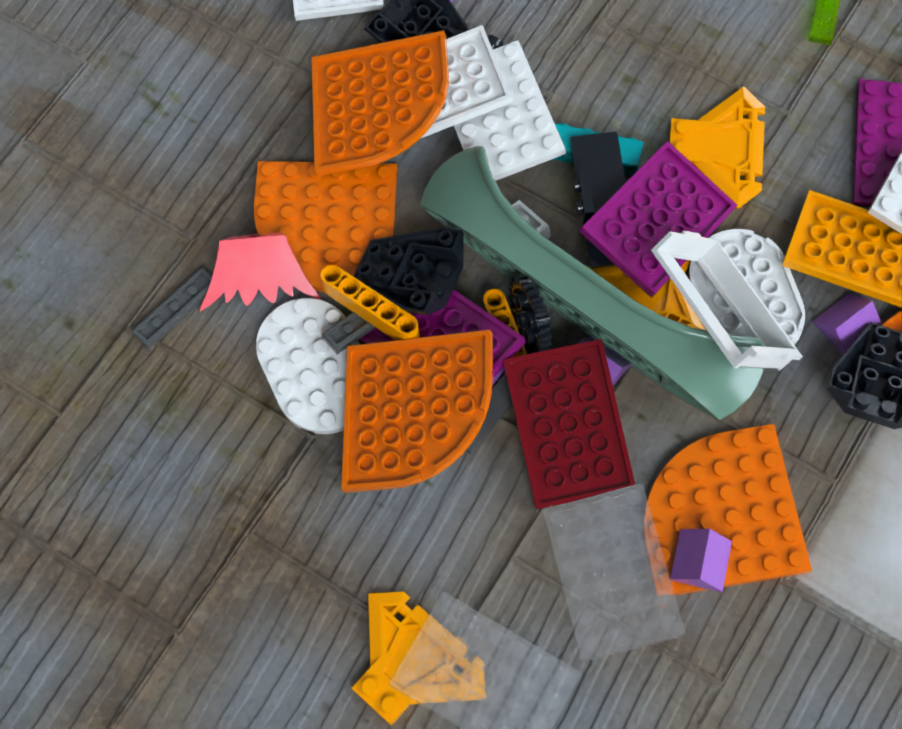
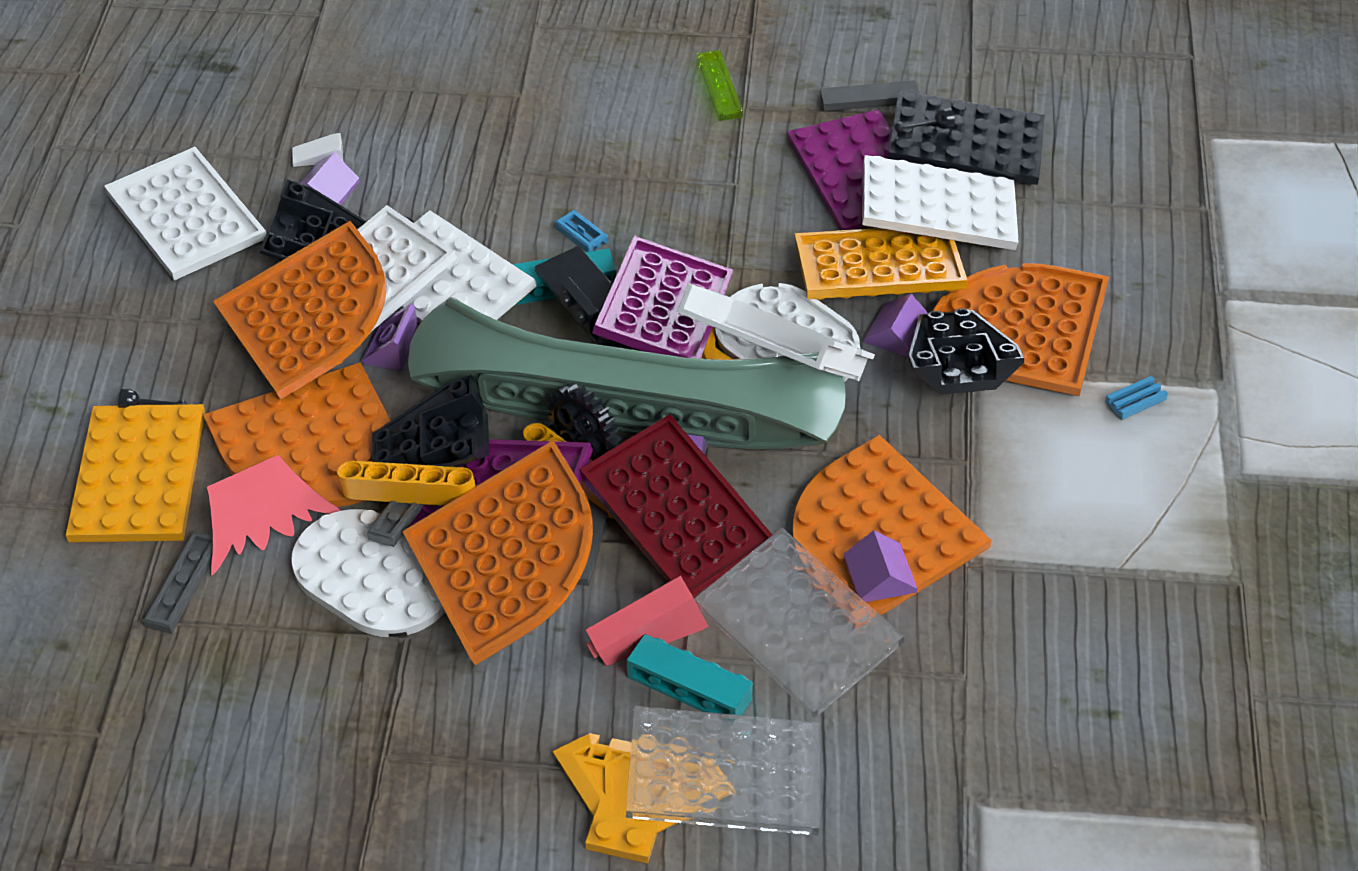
camera: 30 degrees left, 20 degrees down
(187, 192) = (136, 474): none -> light orange plate
(211, 123) = (130, 398): none -> black hinge
(431, 154) = (392, 340): none -> medium lavender slope
(492, 518) = (662, 614): none -> coral slope
(501, 583) = (688, 678): none -> teal brick
(639, 124) = (577, 233): none -> dark azure tile
(726, 145) = (693, 225): light orange plate -> none

